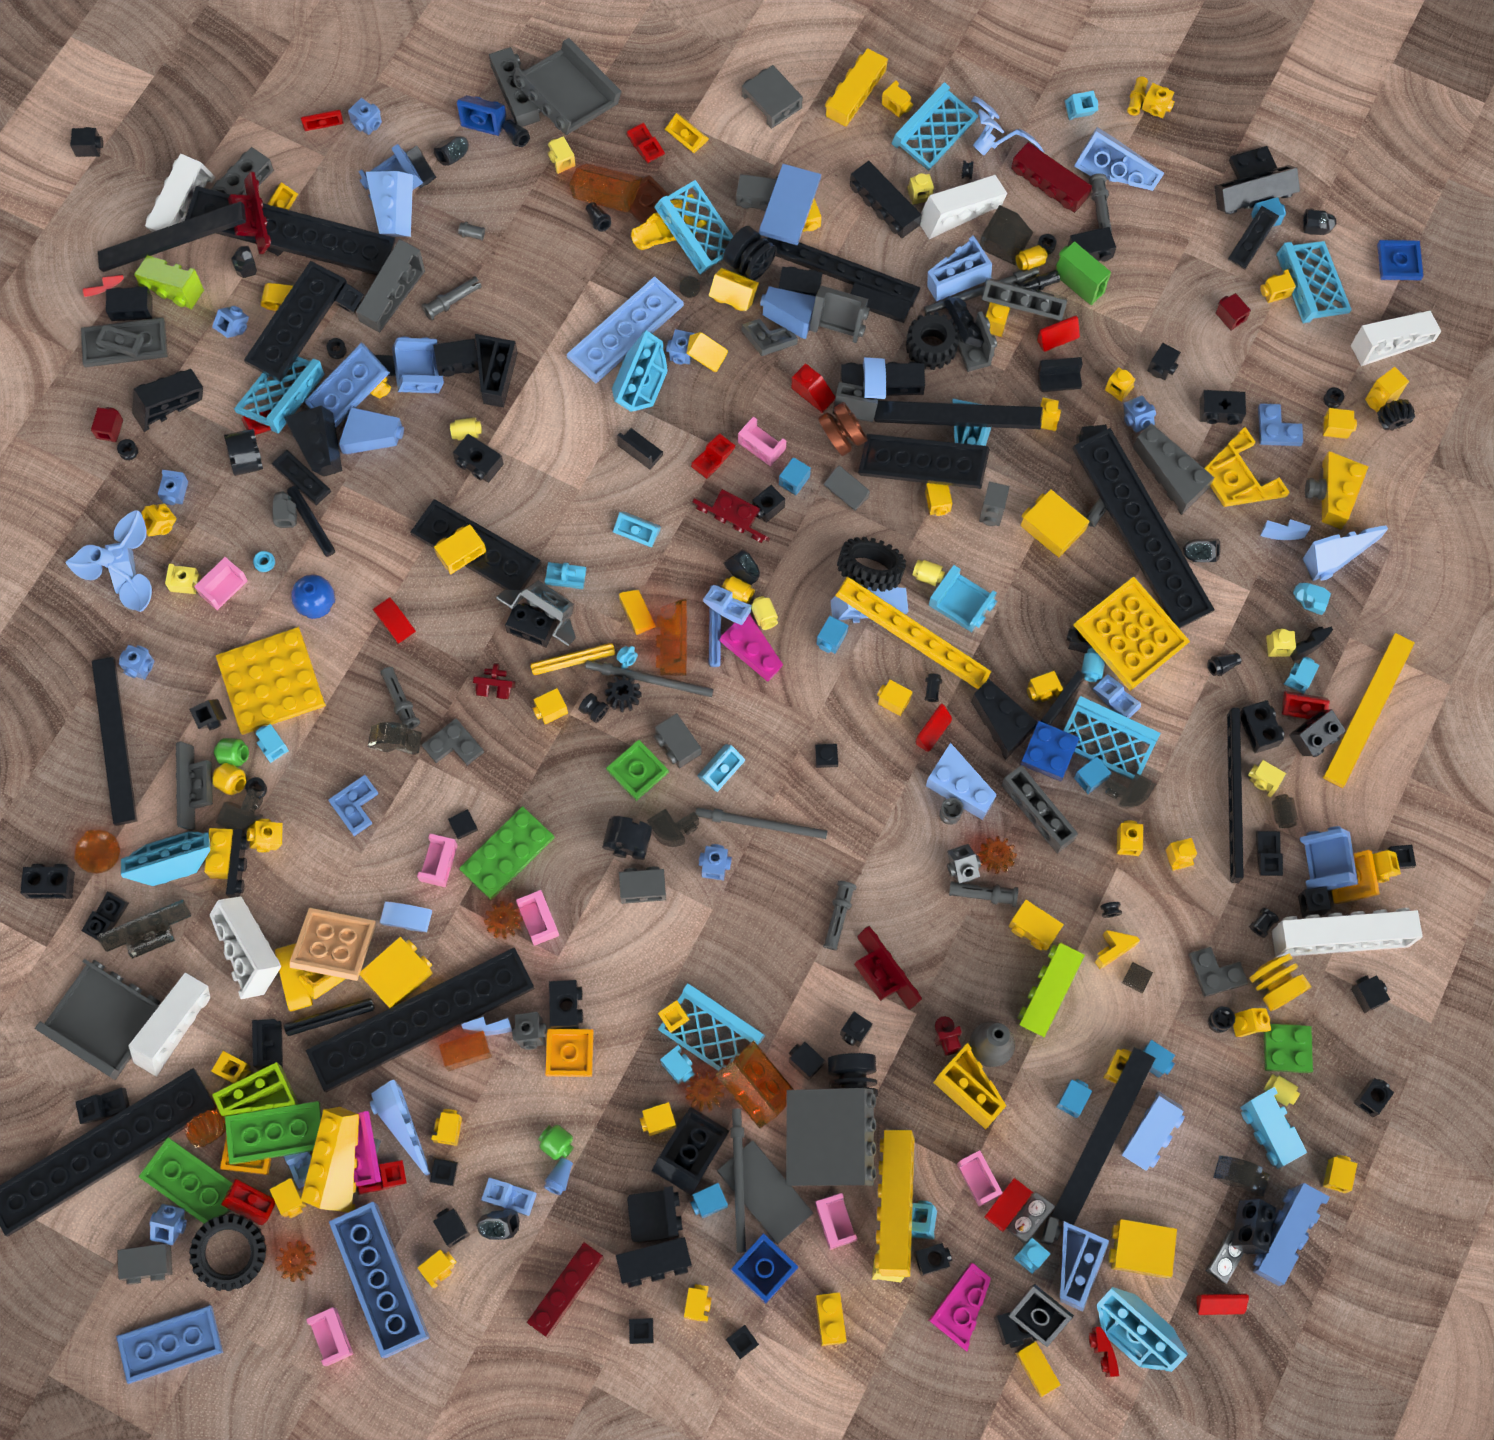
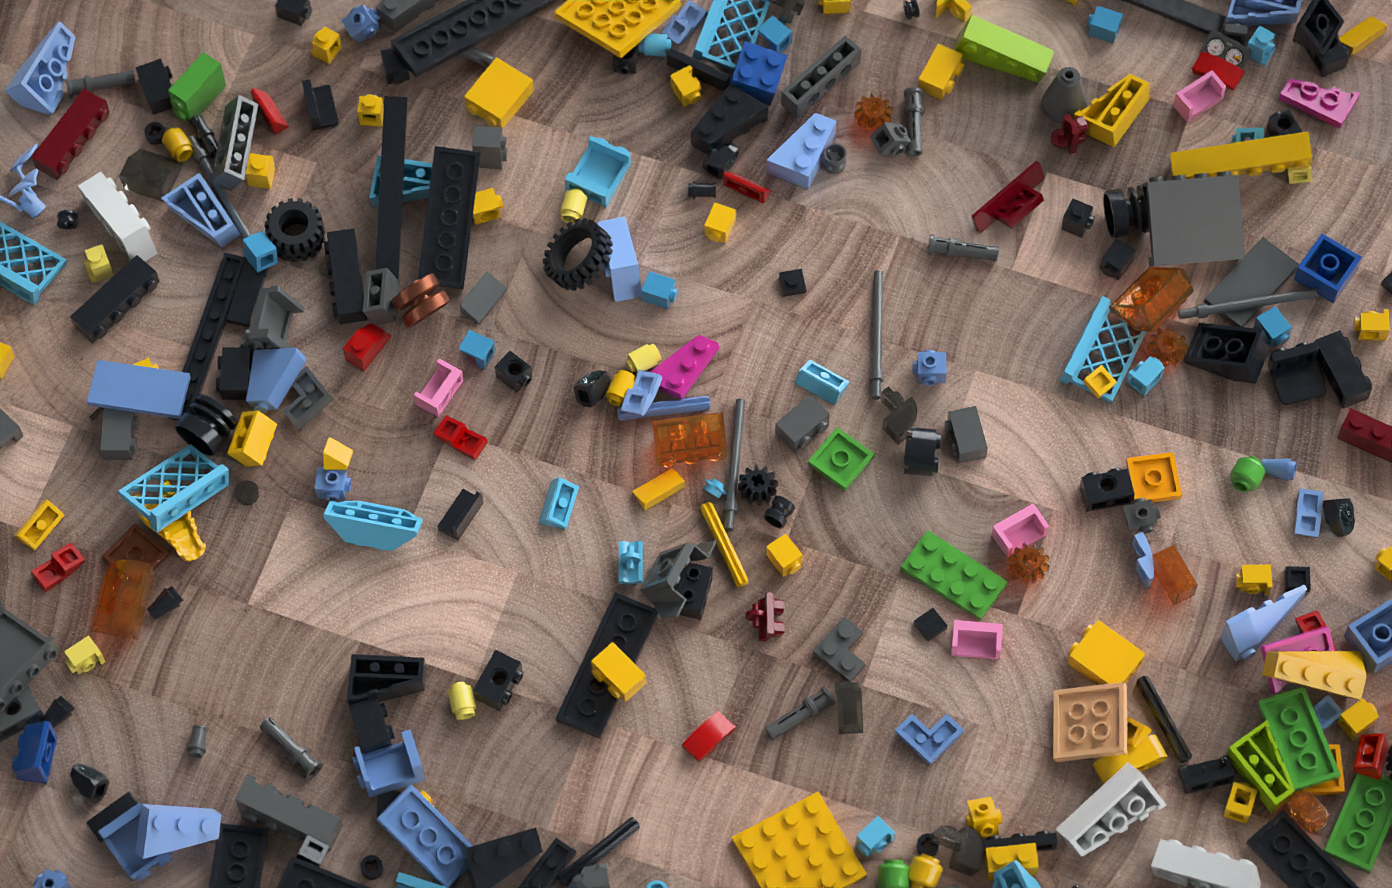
camera: 95 degrees left, 5 degrees down
(313, 596) = (692, 830): blue cylinder -> none
(369, 431) = (477, 805): medium blue slope -> none
(406, 916) = (1043, 661): light blue slope -> none
(419, 1019) = (1149, 627): black plate -> none
(450, 1227) = (1352, 558): black brick -> none
(617, 334) = (313, 550): light blue plate -> none
(657, 1119) = (1203, 385): yellow brick -> none
(735, 510) = (529, 400): dark red bracket -> none
(830, 1319) = (1359, 207): yellow brick -> none
(835, 1221) = (1268, 217): bright pink panel -> none
(874, 378) = (355, 273): light blue slope -> none
(911, 308) = (260, 251): none -> dark azure brick
(913, 633) = (650, 207): yellow tile -> none
(962, 709) = (721, 159): none -> black rock
(964, 320) = (268, 198): black plate -> none
(976, 357) = (293, 181): dark grey bracket -> none

